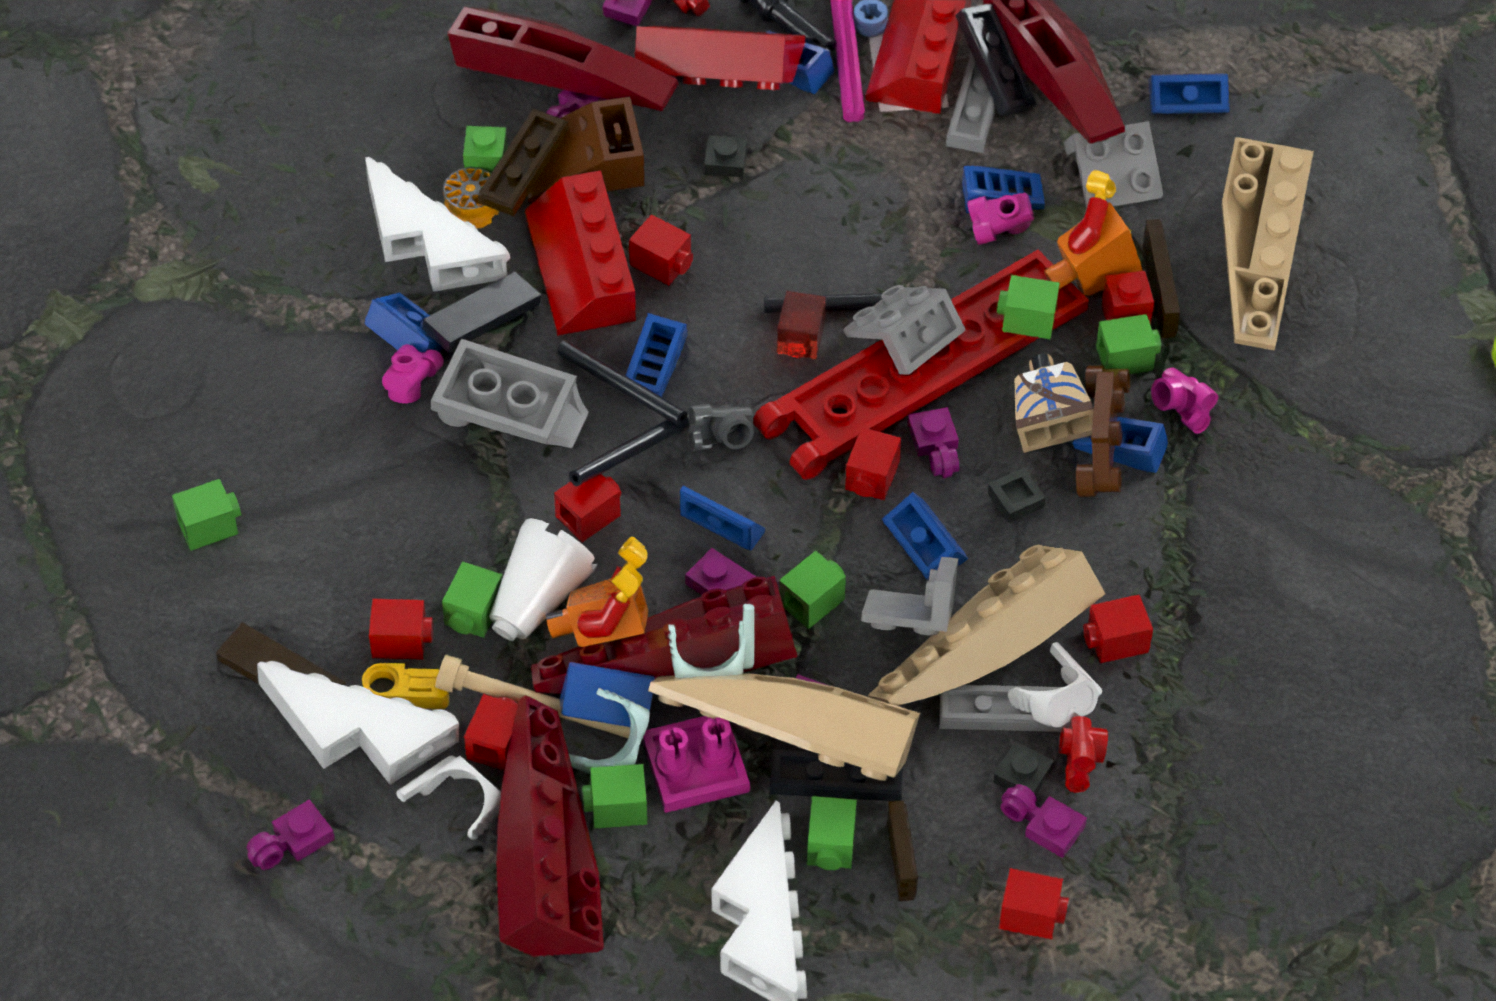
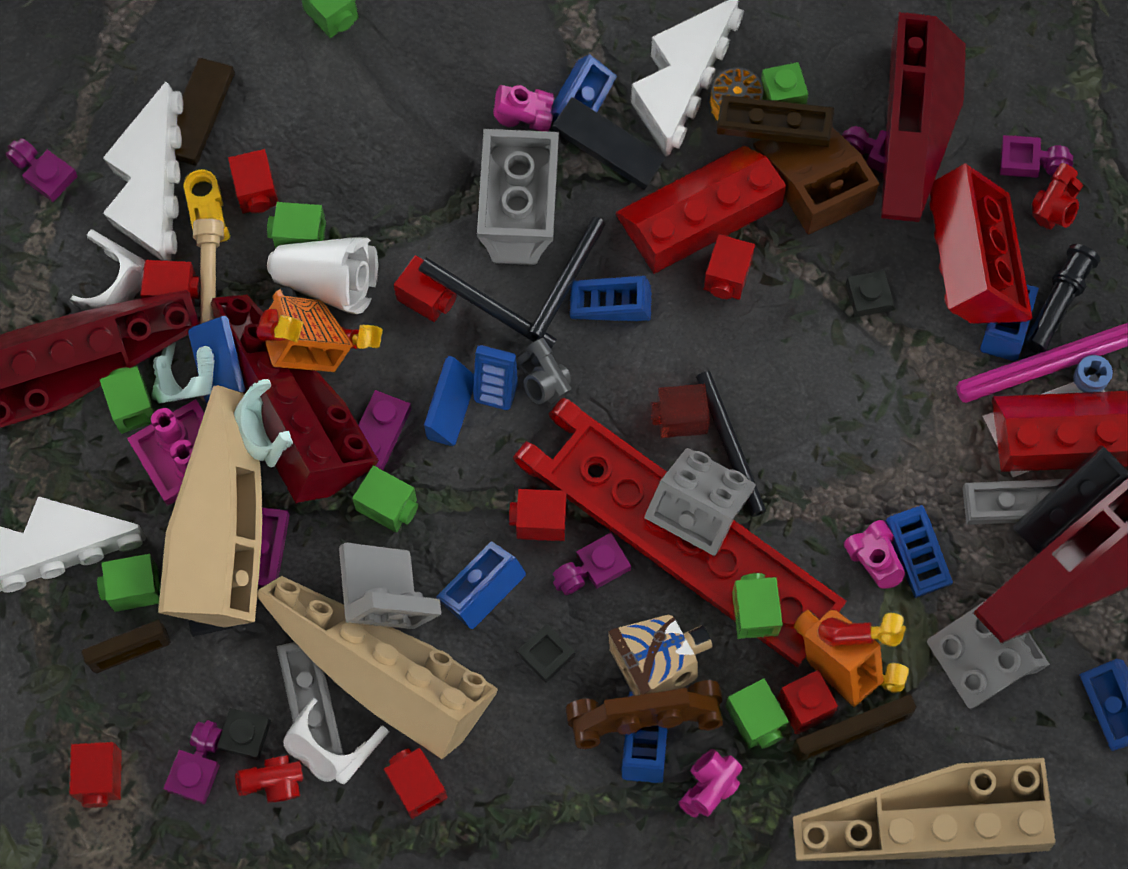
camera: 75 degrees right, 15 degrees up
(716, 459) = (495, 377): none -> blue slope

